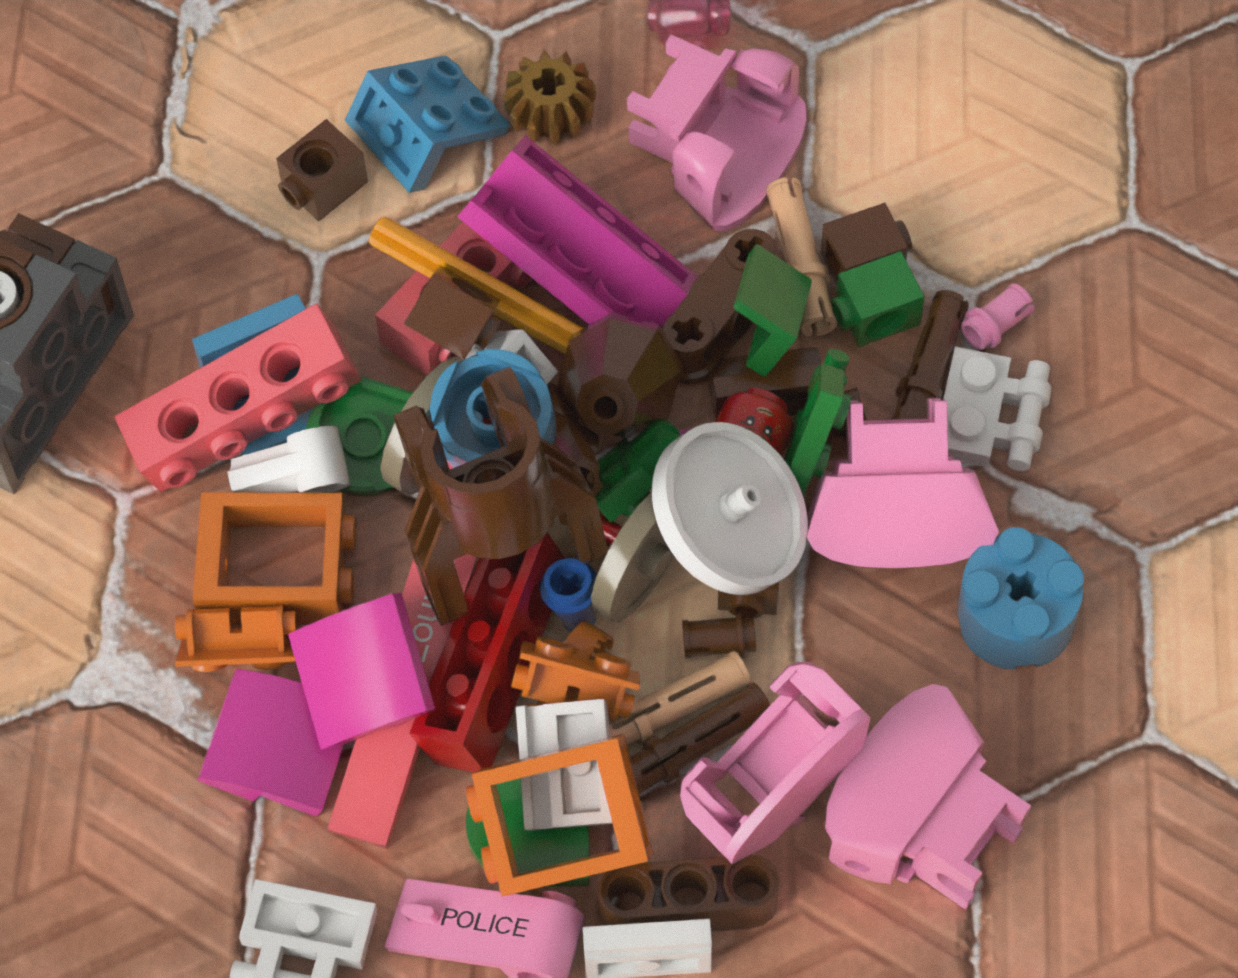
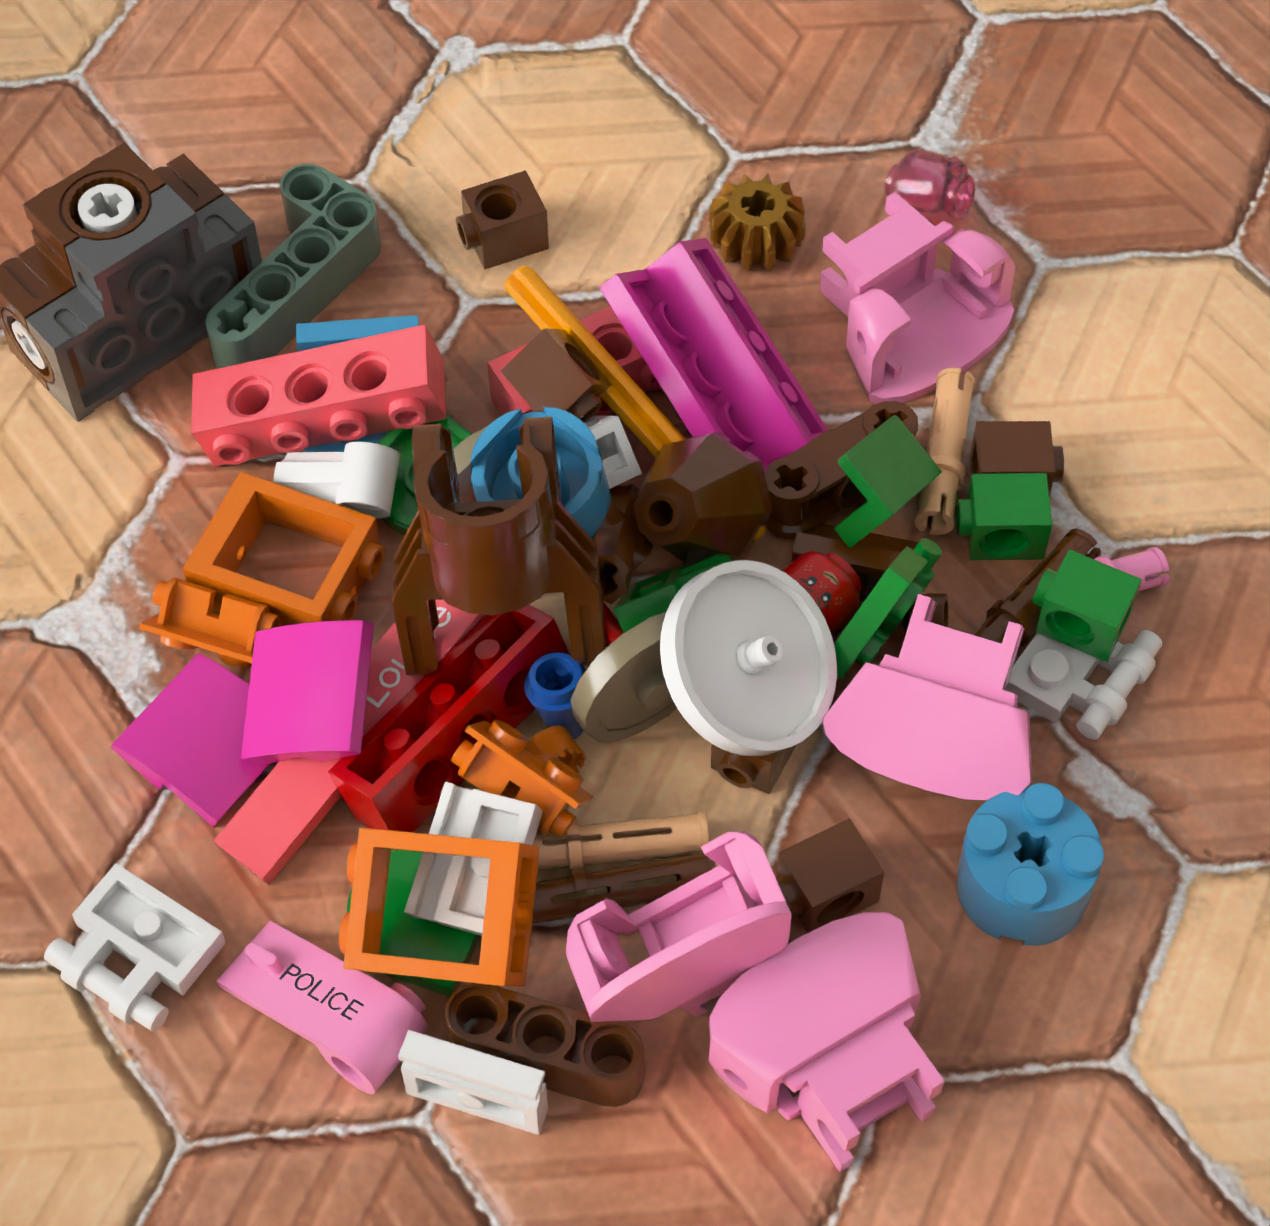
camera: 20 degrees right, 5 degrees down
(148, 293) = (328, 249): none -> sand green beam
(418, 111) = (619, 192): dark azure bracket -> none
(719, 636) = (697, 792): reddish brown pin -> none
(865, 663) = (829, 876): none -> reddish brown brick
(981, 358) = (1085, 604): none -> green brick

